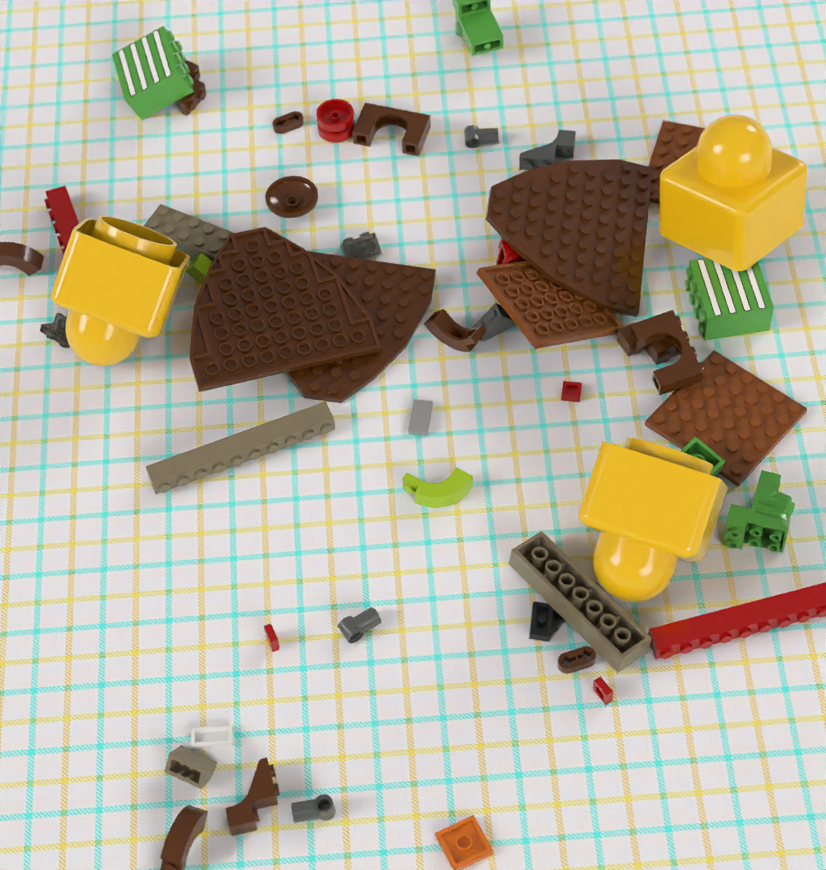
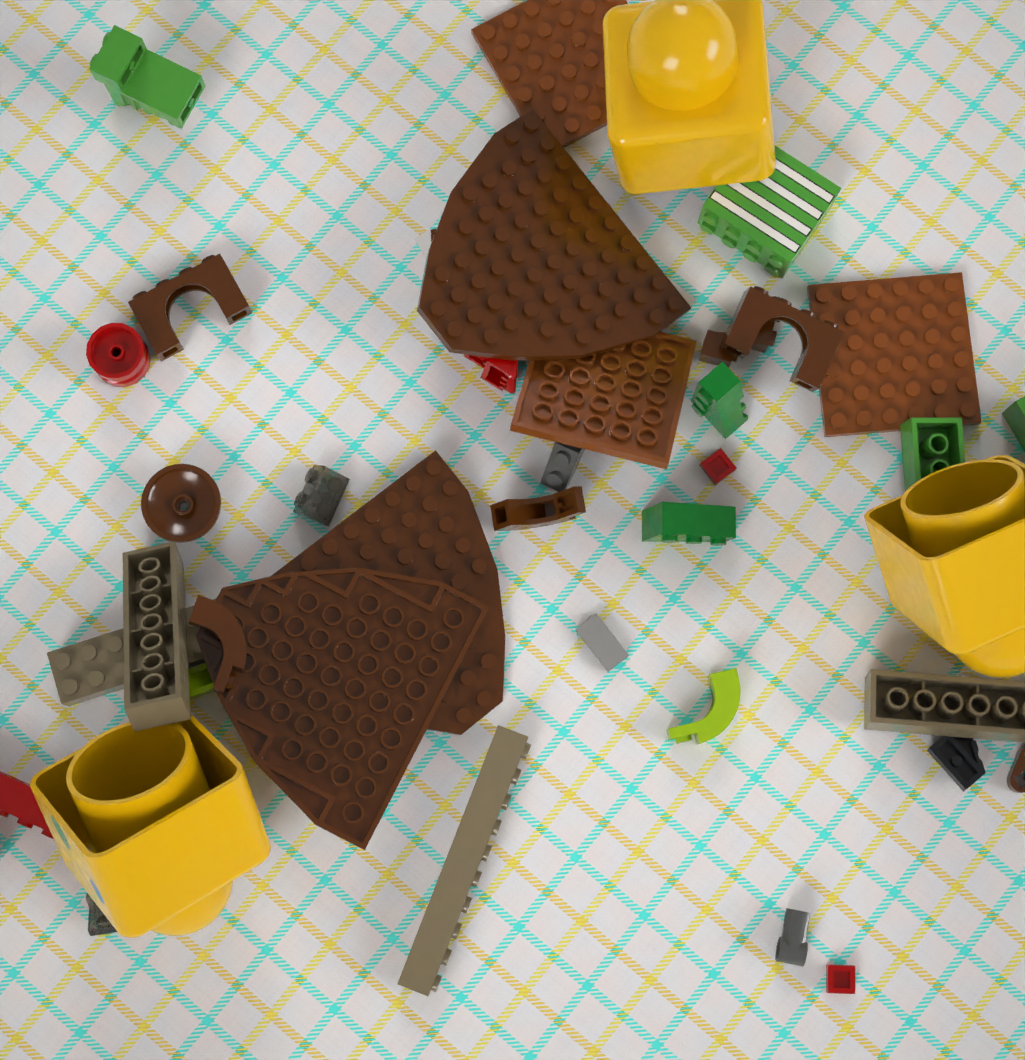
camera: 50 degrees left, 25 degrees up
(211, 219) = (155, 637): none -> dark tan brick
(242, 246) = (222, 623): none -> reddish brown arch
(271, 637) = (727, 1038): red tile -> none
(288, 122) = (53, 401): reddish brown beam -> none
(361, 668) = (840, 979): none -> red tile
(476, 136) = (293, 233): dark grey piece -> none
(525, 397) = (689, 523): none -> green wedge
(546, 155) = (398, 194): dark grey arch -> none
(602, 352) = (719, 400): none -> green wedge

